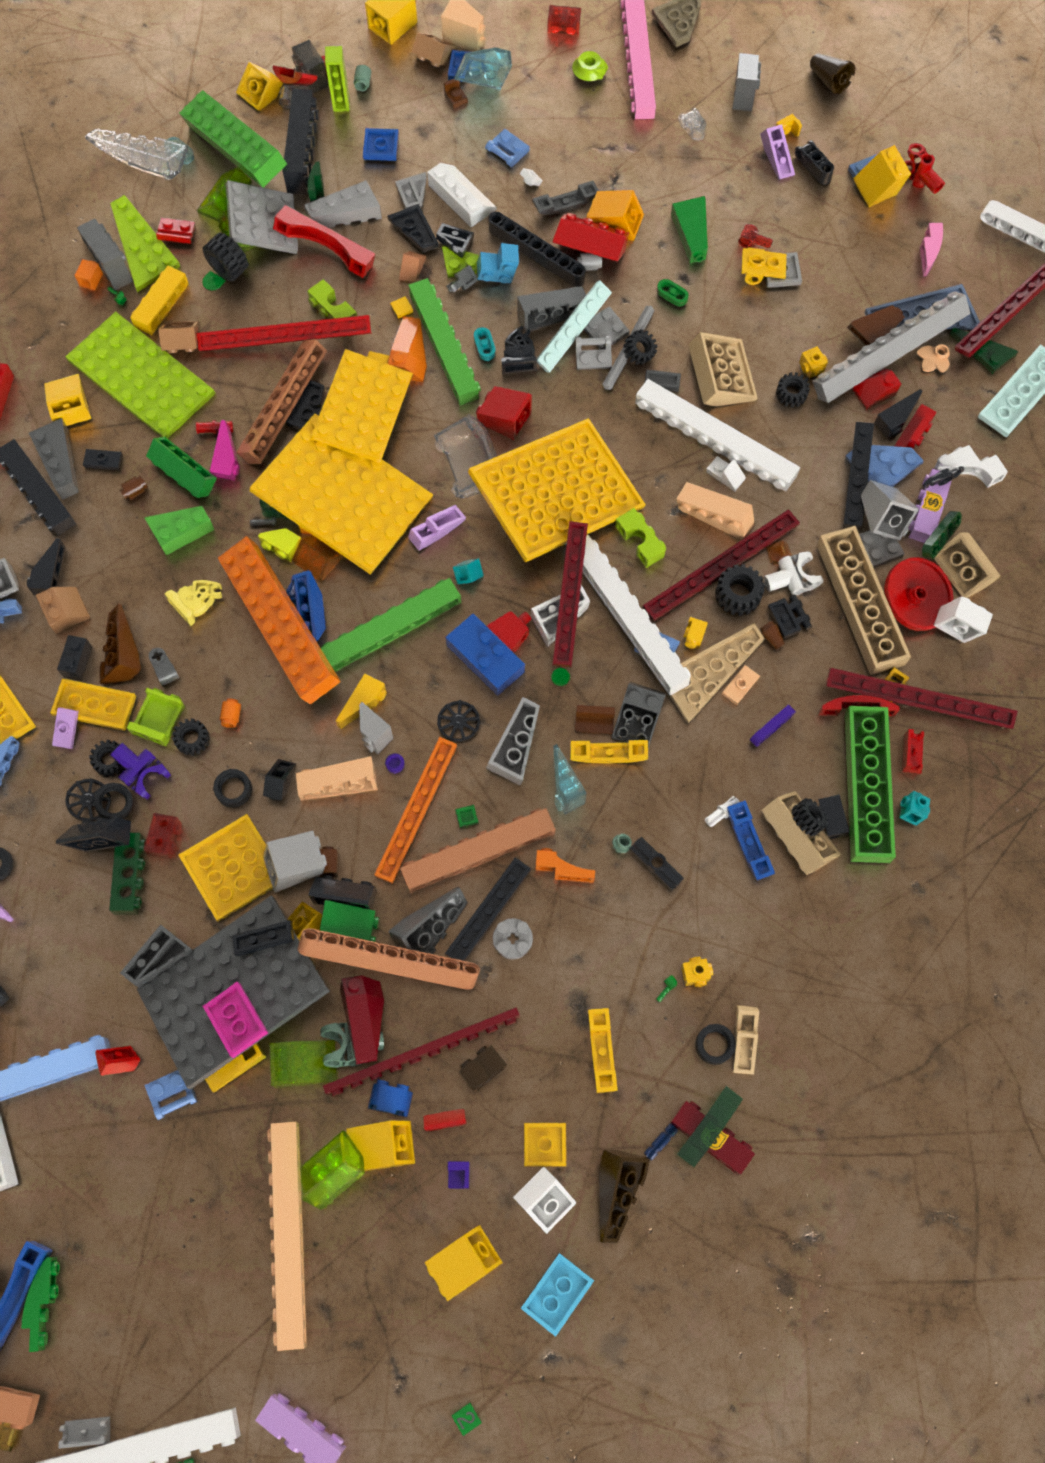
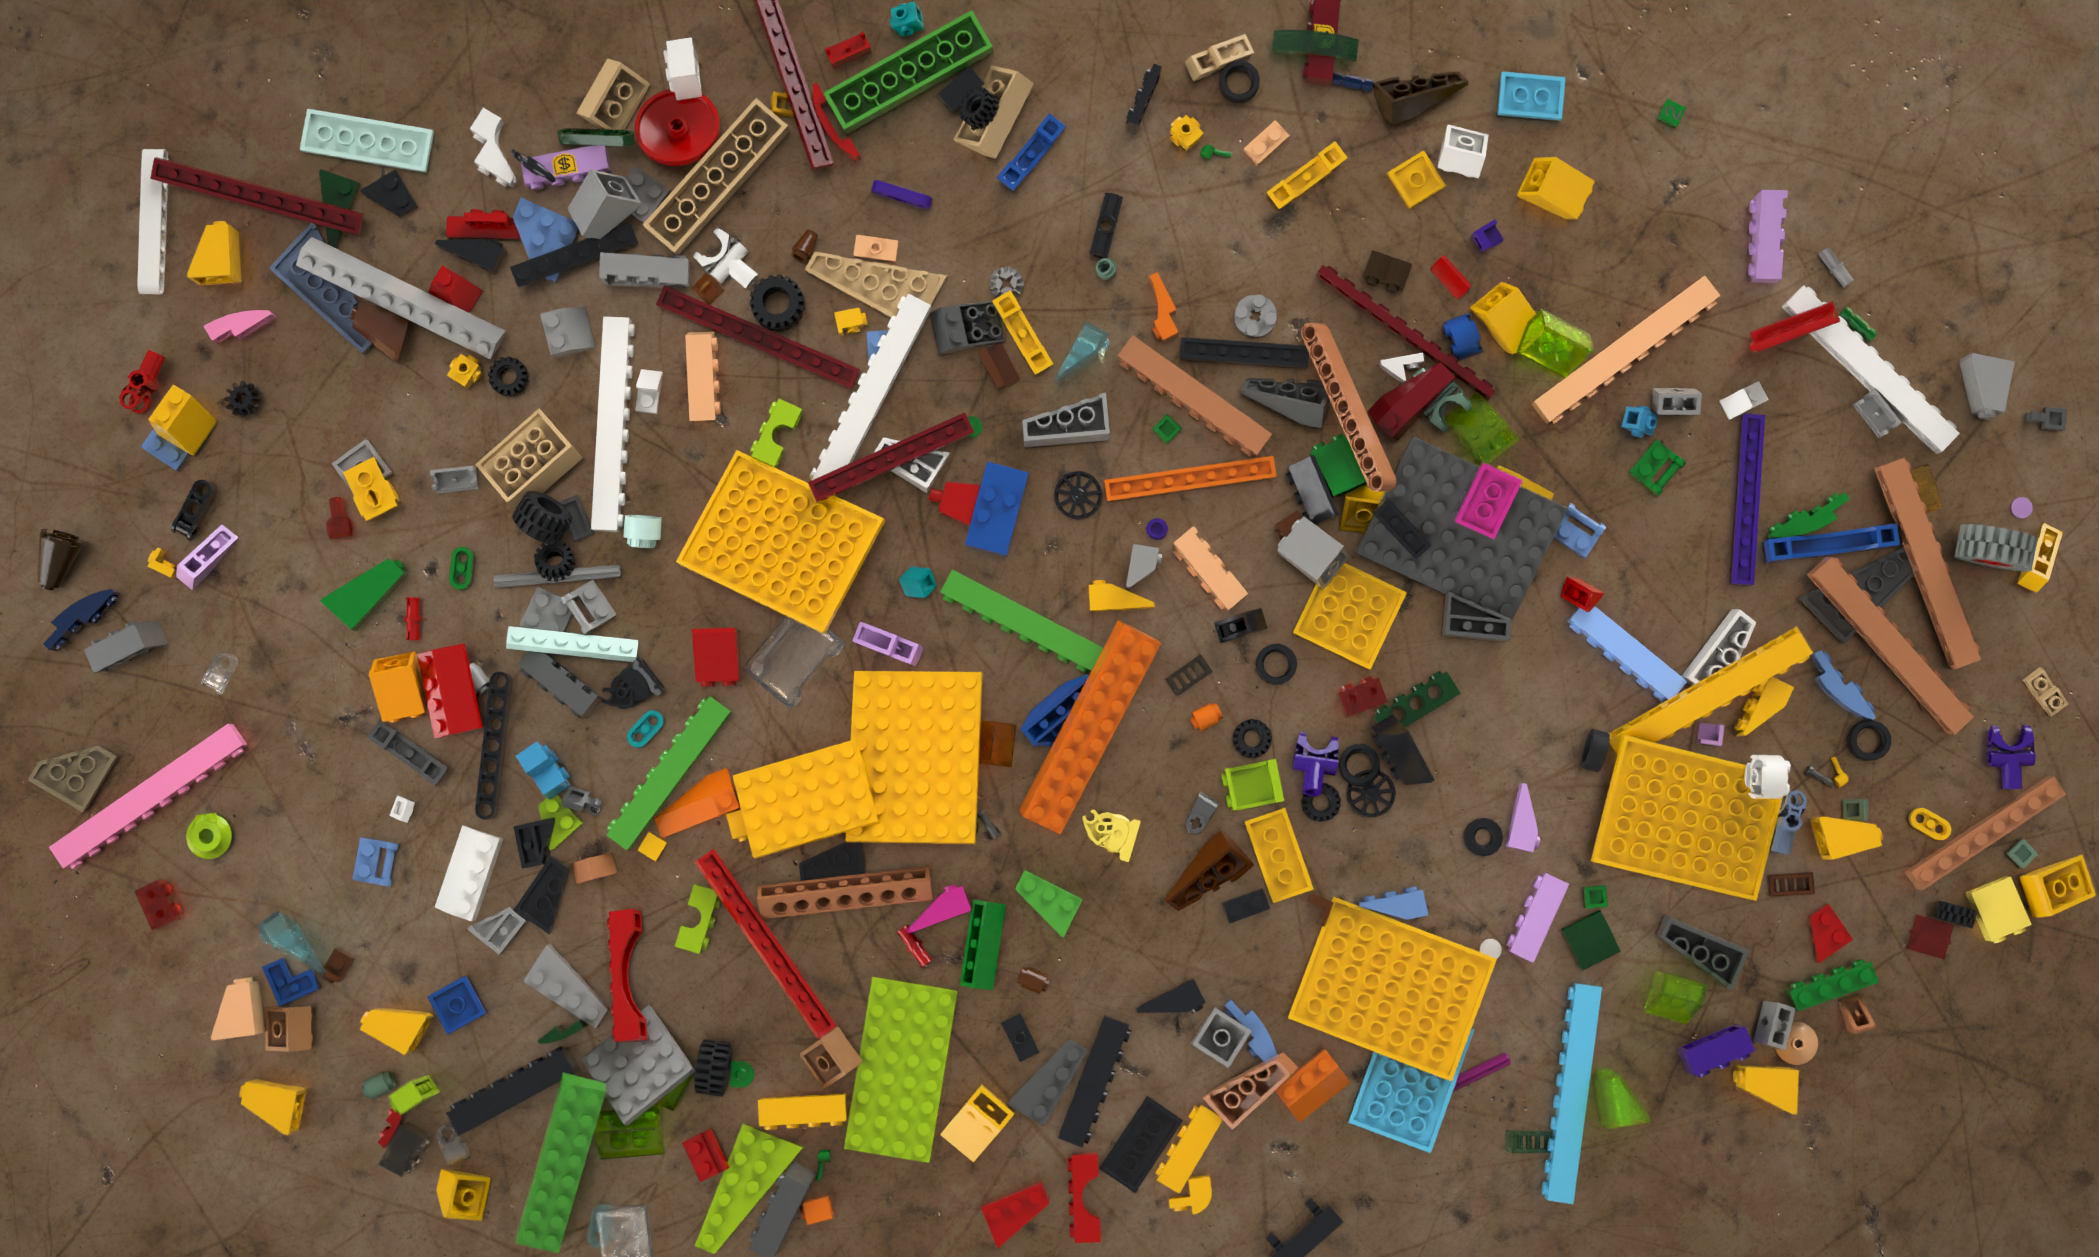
camera: 120 degrees left, 15 degrees up
(33, 707) = (1325, 904): none -> reddish brown panel
(62, 607) = (1201, 956): medium nougat slope -> none
(65, 728) = (1318, 863): lavender plate -> none
(95, 1260) = (1748, 499): none -> dark purple plate
(178, 1314) = (1743, 400): none -> white slope
(182, 1195) = (1651, 462): none -> green plate
(202, 1400) = (1794, 327): none -> red fence
(215, 1249) = (1676, 401): none -> light grey brick
(220, 1204) = (1639, 421): none -> dark azure brick
(269, 734) = (1207, 670): none -> clear smoke slope
(281, 542) = (999, 785): neon yellow slope -> none
(287, 76) = (434, 1160): red slope -> none
(390, 99) = (396, 1027): none -> yellow slope
(400, 1025) = (1395, 366): none -> white slope
(626, 412) = (642, 530): none -> light aqua piece
(650, 1036) = (1266, 142): none -> light nougat plate
(651, 770) = (1006, 272): none -> light grey gear
(656, 247) = (412, 618): none -> red pin
(675, 349) = (542, 517): none -> black tyre
(721, 812) = (1017, 195): white axle -> none
(738, 320) = (455, 479): none -> light grey hinge
(744, 952) = (1143, 98): none -> black plate
(783, 65) = (86, 610): none -> dark blue slope
(785, 619) = (778, 245): black plate -> none
(803, 442) = (567, 331): none -> light grey slope
(819, 513) = (644, 270): none -> light grey wedge
(875, 225) = (236, 397): none -> black gear
(933, 359) = (382, 251): light nougat plate -> none
(973, 387) = (391, 194): none -> black wing
(990, 255) = (217, 256): none -> yellow slope

